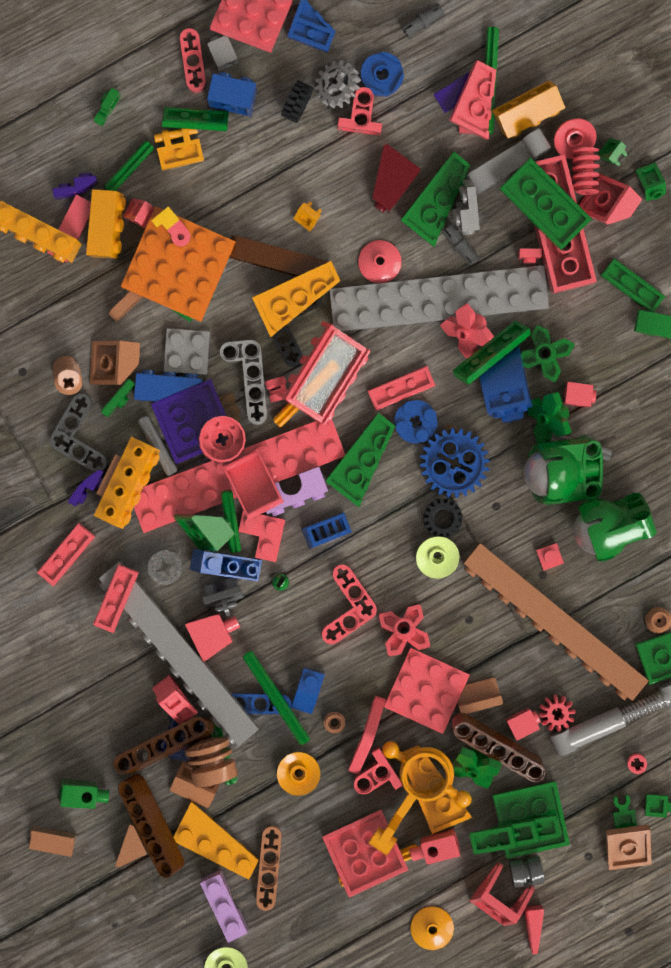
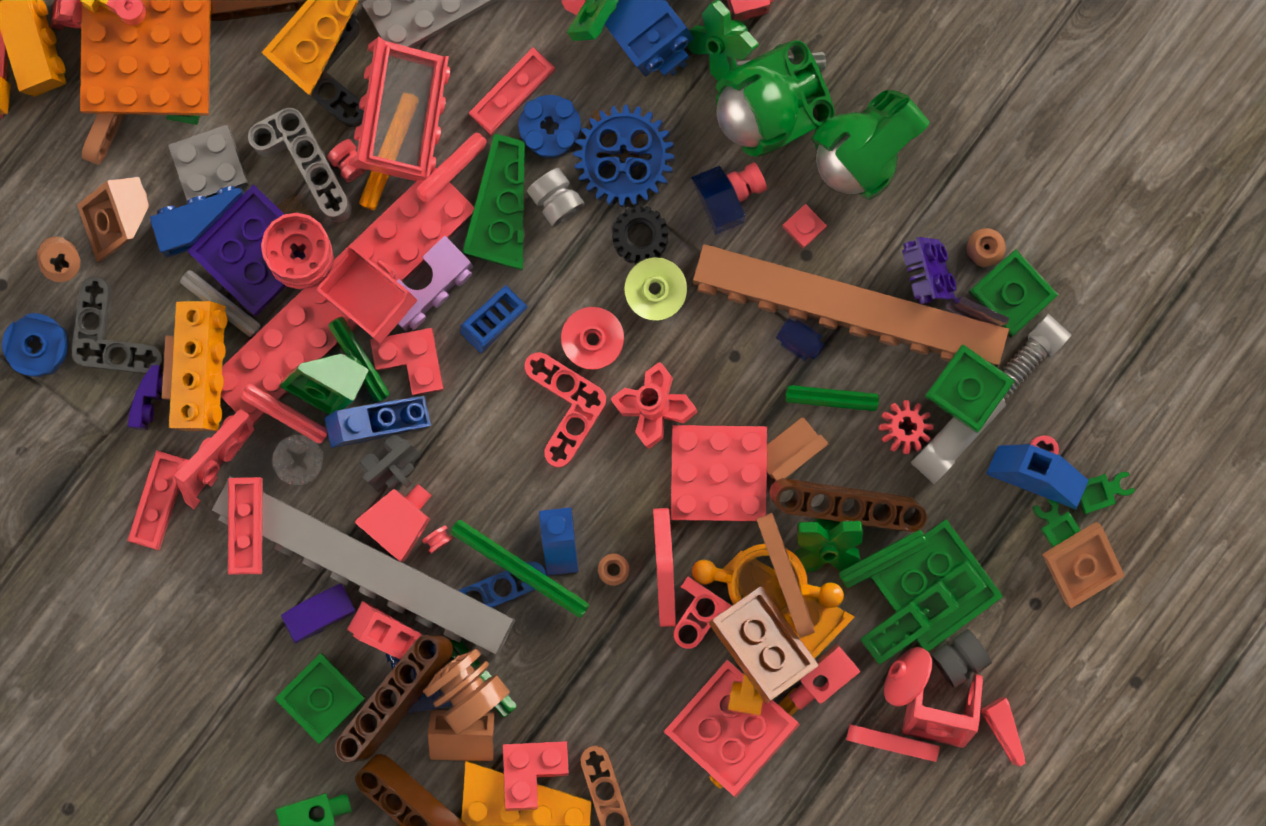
camera: 20 degrees left, 5 degrees down
(41, 421) = (47, 359): none -> blue plate
(117, 724) = (320, 698): none -> green plate
(119, 399) = (142, 262): green plate -> none
(121, 540) = (205, 464): none -> coral wing
(137, 670) = (317, 613): none -> dark purple slope
(169, 535) = (284, 413): none -> coral axle
(227, 820) = (523, 766): none -> coral plate
(232, 656) = (438, 539): none -> coral bush
(285, 583) = (467, 415): green hinge -> none
(298, 785) = (590, 676): light orange dish -> none
(341, 423) = (451, 167): none -> coral axle
(390, 581) = (587, 322): none -> coral dish
(399, 471) = (553, 194): none -> light grey wheel
(407, 814) = (763, 644): none -> plate
(430, 917) = (852, 786): light orange dish -> none
(440, 777) = (786, 575): none -> nougat beam
(461, 905) = (893, 743): none -> coral beam
(488, 869) = (907, 676): none -> coral dish
(502, 516) = (718, 199): none -> clear blue slope
(505, 790) = (883, 558): none -> green axle
(514, 628) = (800, 339): none -> clear blue brick
(518, 673) = (832, 398): none -> green axle
(523, 723) = (867, 460): coral brick -> none
(524, 513) = (747, 181): none -> coral wheel
(607, 708) = (969, 388): none -> green plate
(619, 629) = (933, 255): none -> dark purple hinge
(626, 778) = (1038, 473): none -> blue slope
(632, 661) = (975, 311): none -> piece

